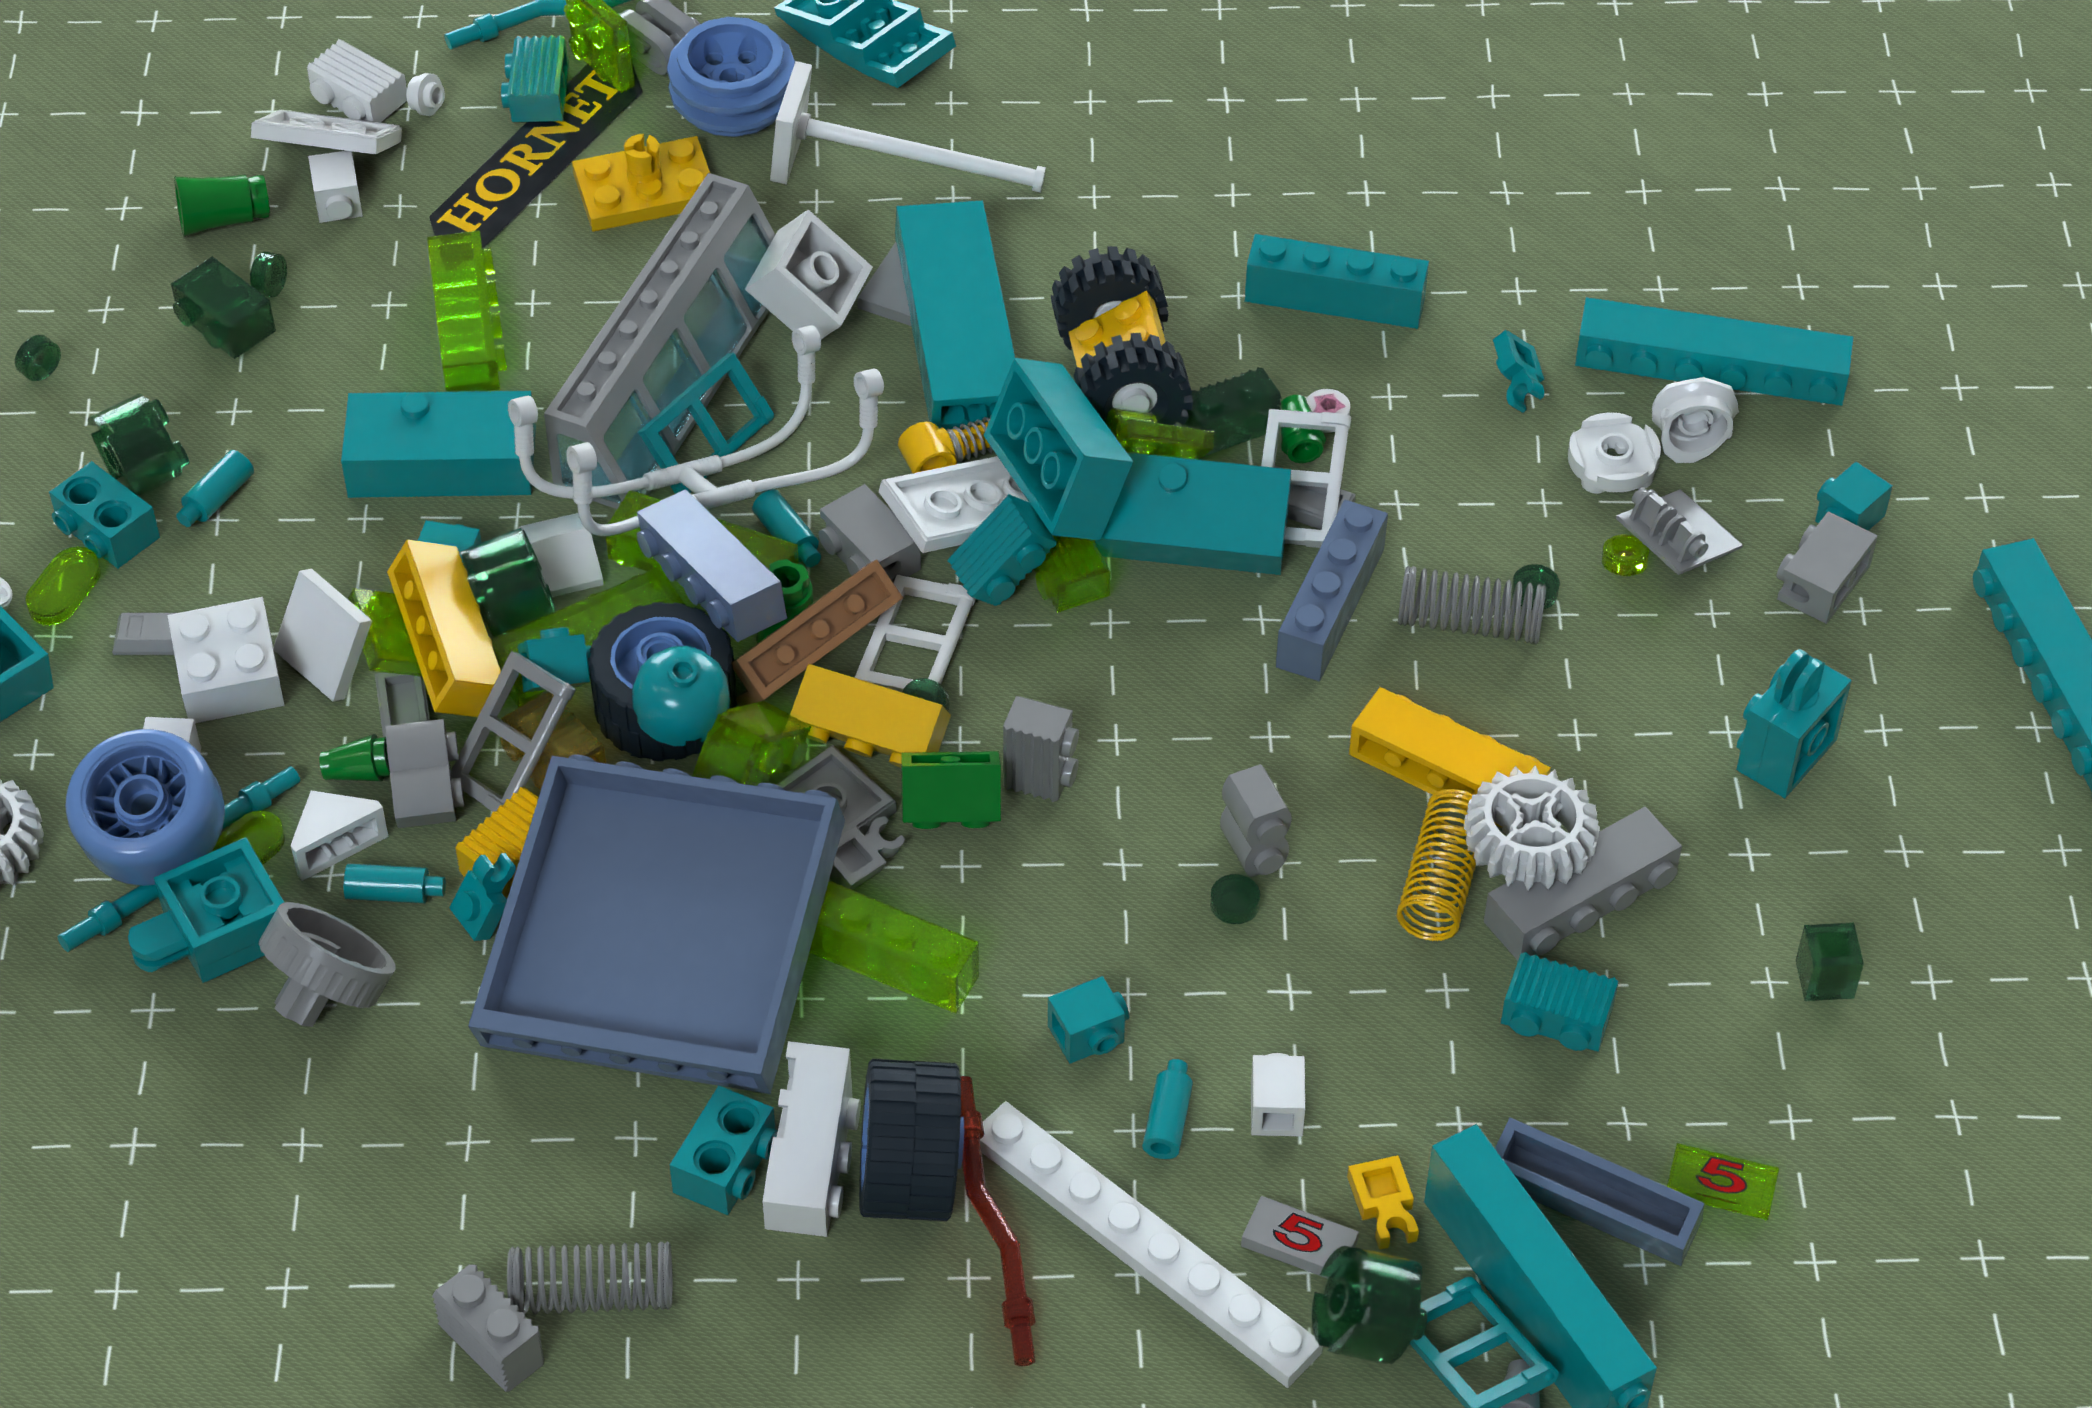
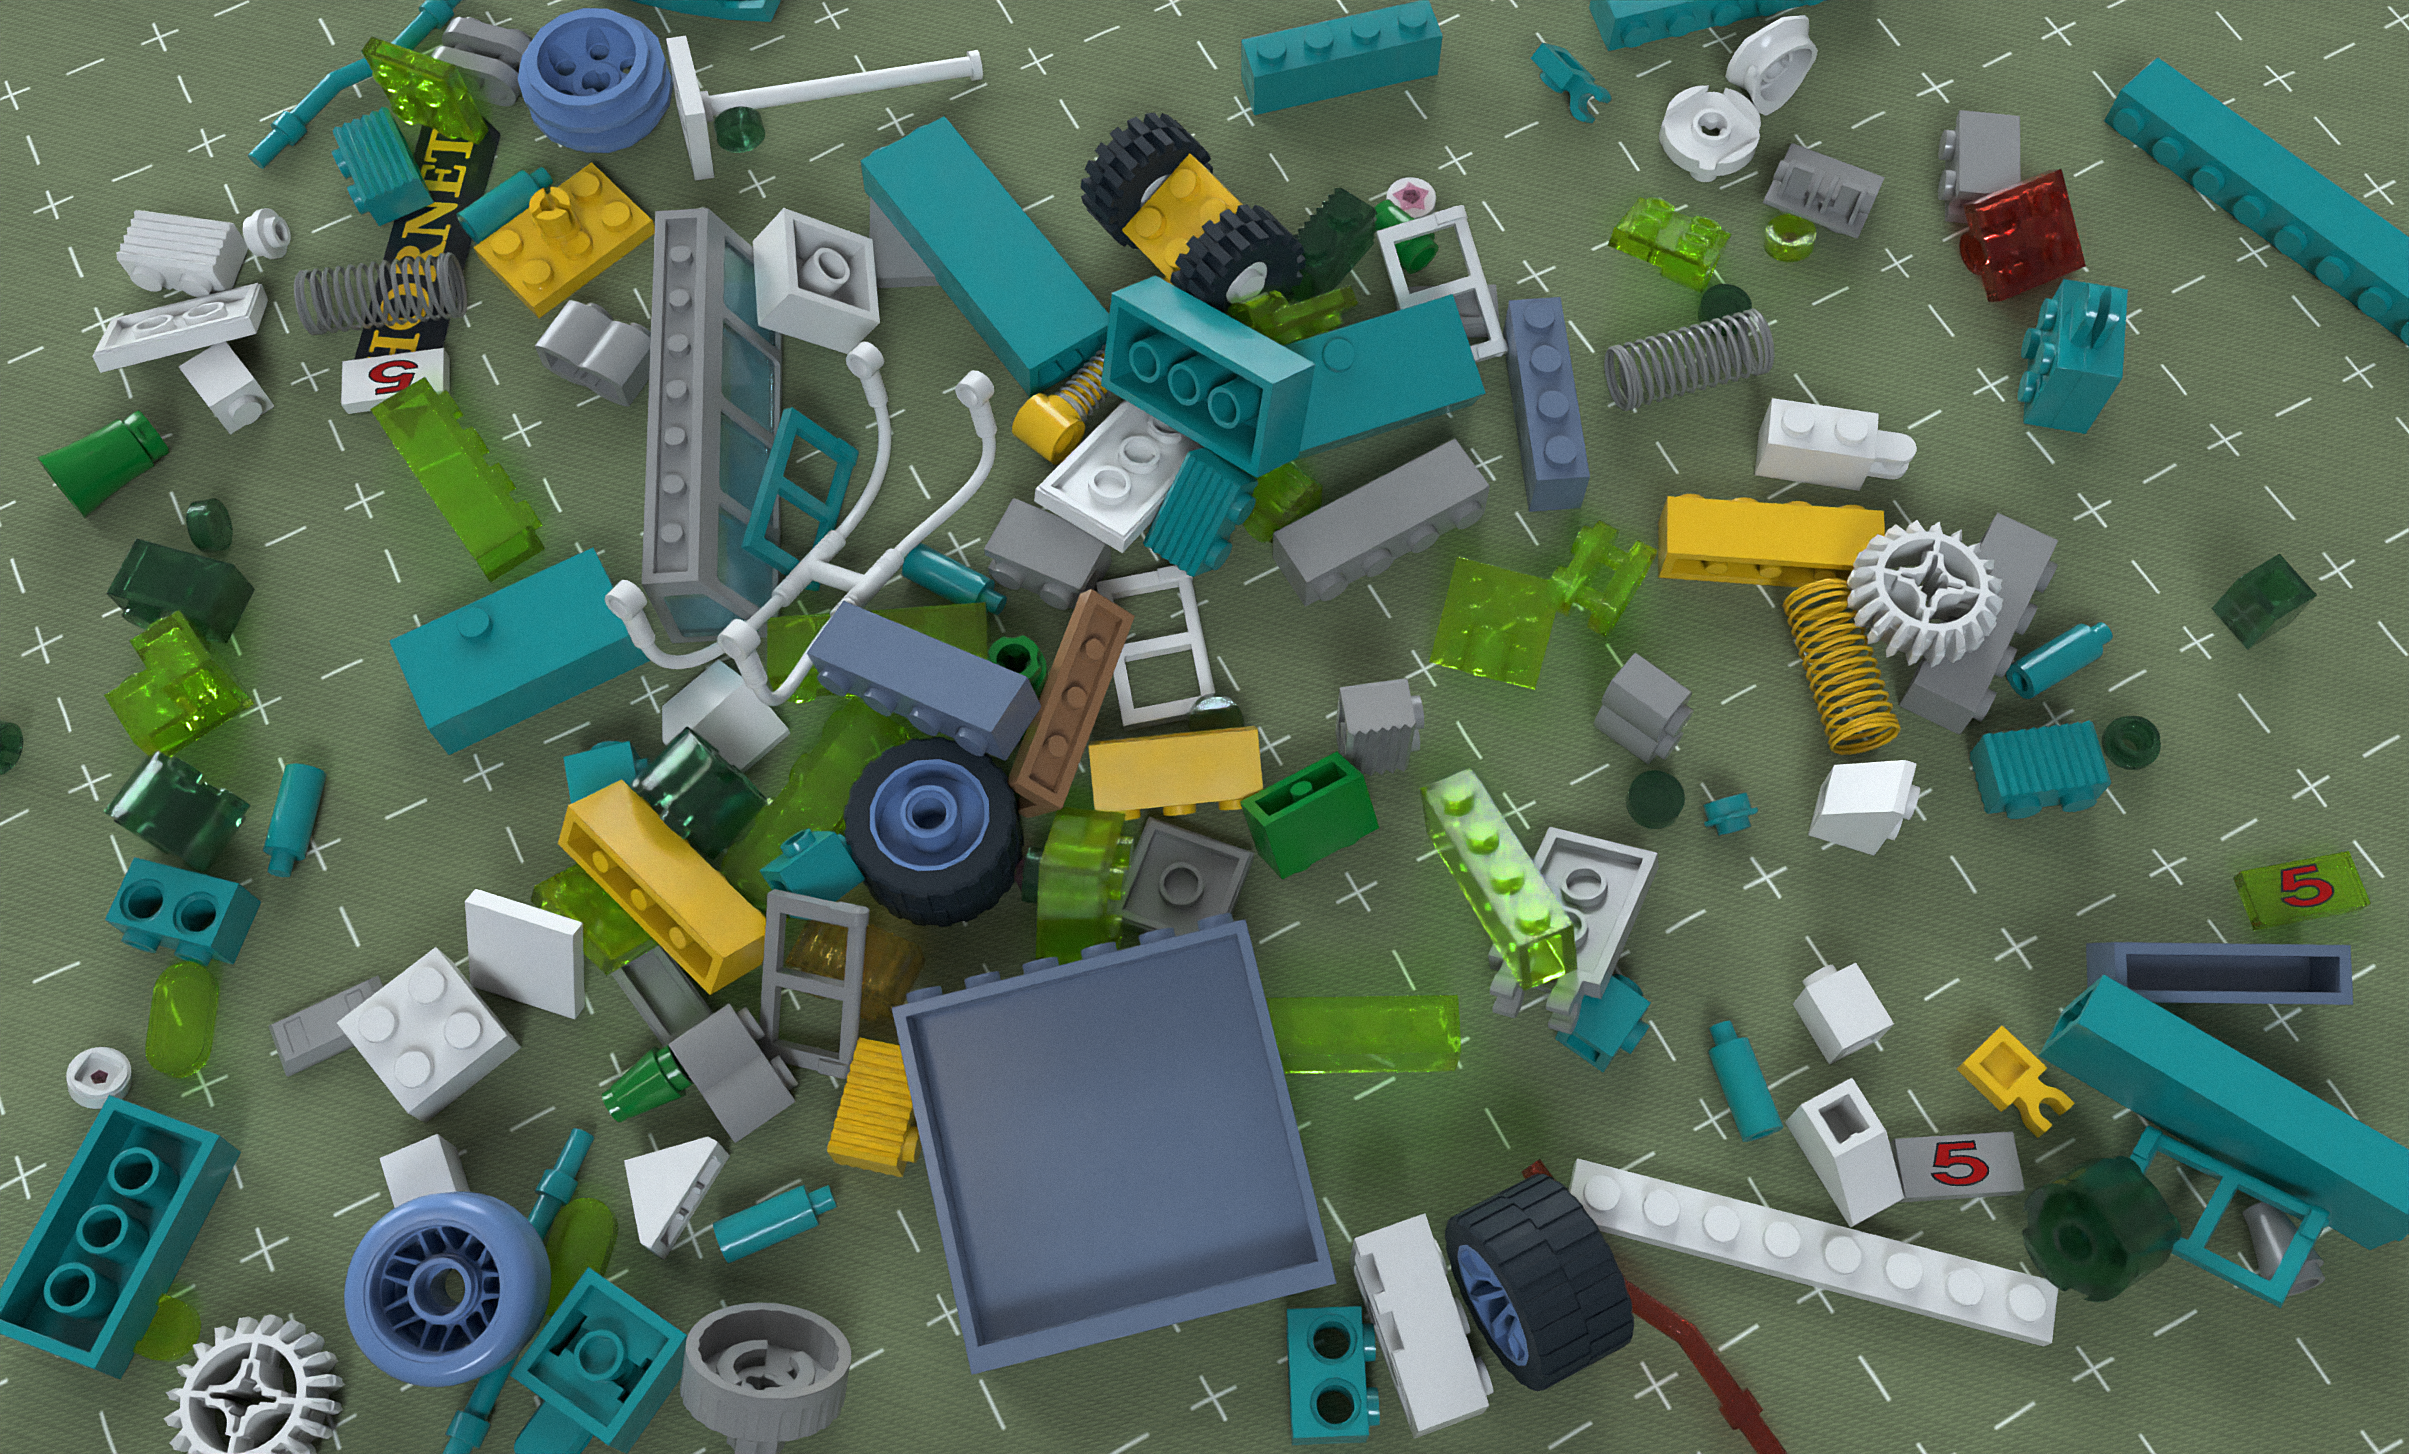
camera: 25 degrees left, 15 degrees up
(191, 371) = (182, 690): none -> clear neon green brick
(436, 165) = (445, 266): none -> light grey piece
(445, 220) = (375, 379): none -> white tile
(479, 898) = (887, 1198): teal plate -> none
(609, 138) = (502, 203): none -> teal cylinder
(611, 261) = (597, 352): none -> light grey brick
(679, 695) = (986, 860): teal cylinder -> none
(823, 154) = (739, 129): none -> clear green tile
(863, 856) = (1265, 936): light grey plate -> none
(1059, 878) = (1499, 879): none -> clear neon green brick
(1099, 939) = (1602, 894): none -> light grey tile
(1144, 620) = (1380, 523): none -> light grey brick
(1185, 721) = (1496, 623): none -> clear neon green plate
(1213, 1179) = (1848, 1151): none -> white slope
(1285, 930) = (1729, 814): none -> teal plate
(1295, 729) = (1593, 550): none -> clear neon green brick
(1390, 962) = (1865, 804): none -> white slope
(1519, 517) = (1675, 242): none -> clear neon green plate
(1544, 711) = (1828, 446): none -> white brick
(1634, 938) = (2058, 659): none -> teal cylinder
(1653, 1010) = (2141, 733): none -> clear green plate
(1825, 620) = (2022, 236): none -> clear red plate
(1855, 496) = (1961, 84): teal brick -> none

